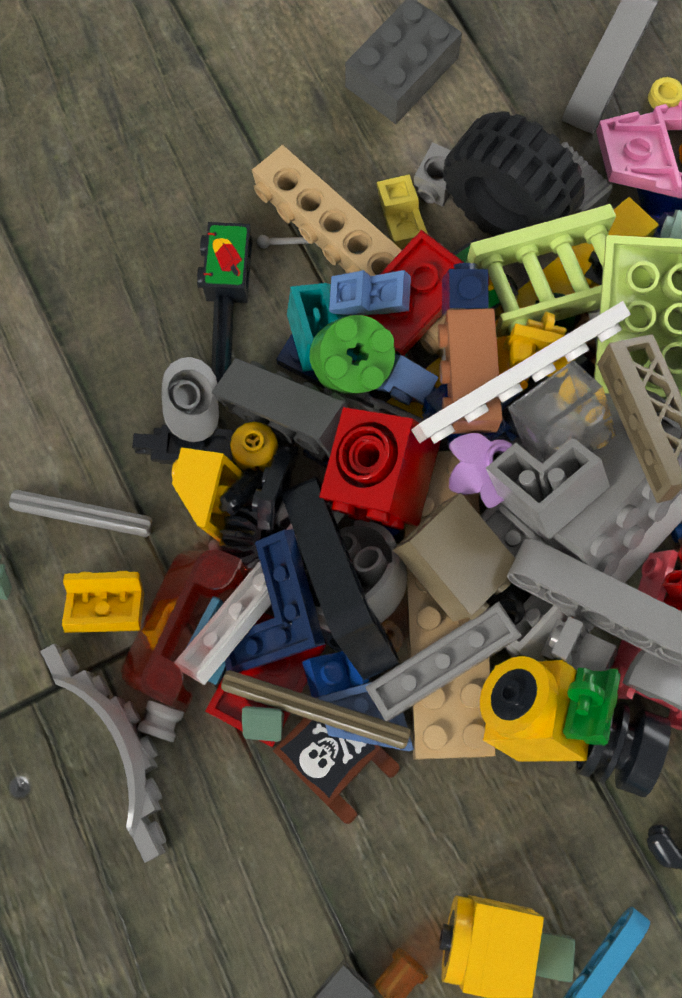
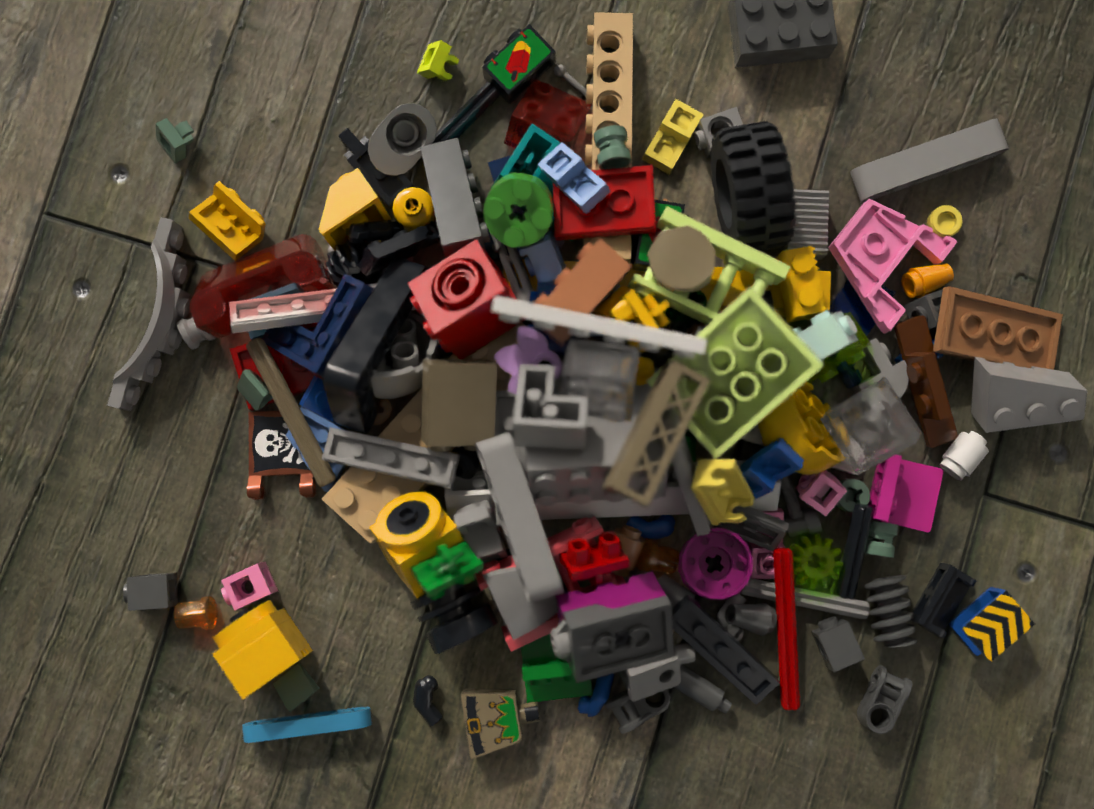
camera: 45 degrees right, 10 degrees up
(81, 513) = (269, 149): light grey axle -> none
(155, 318) = (434, 60): none -> neon yellow tile
(279, 273) = (549, 110): none -> clear red bracket
(374, 245) = (612, 147): none -> sand green wheel
(435, 892) = (234, 586): none -> bright pink brick
(464, 288) = (629, 235): dark blue brick -> none
(527, 268) = (682, 259): none -> dark tan hat
(631, 215) = (801, 286): none -> yellow brick

